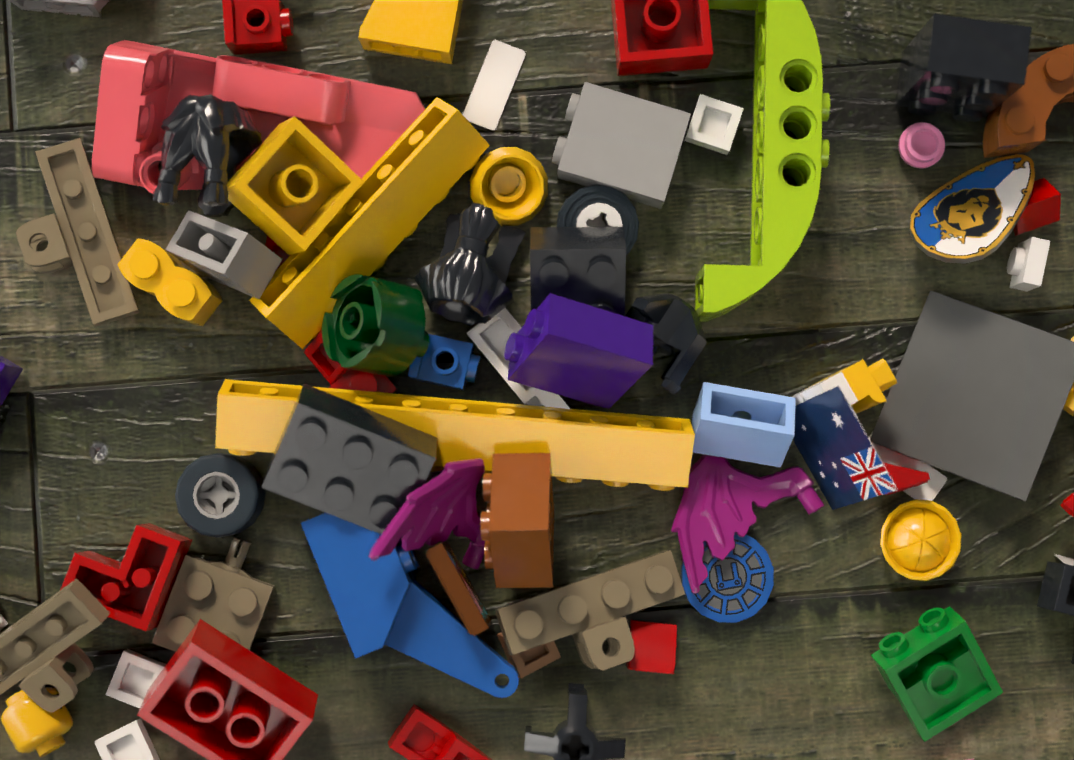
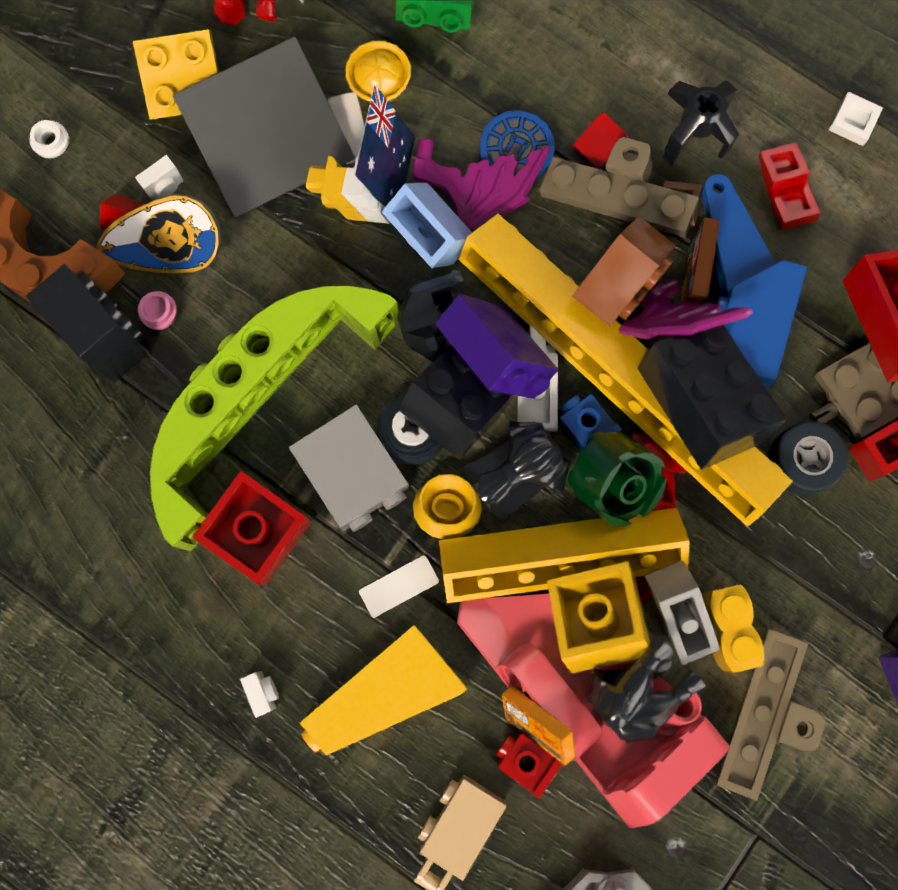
camera: 140 degrees left, 5 degrees down
(271, 58) = (539, 725): none -> light orange tile
(713, 124) = (277, 433): white plate -> none
(905, 477) = (354, 114): red slope -> none

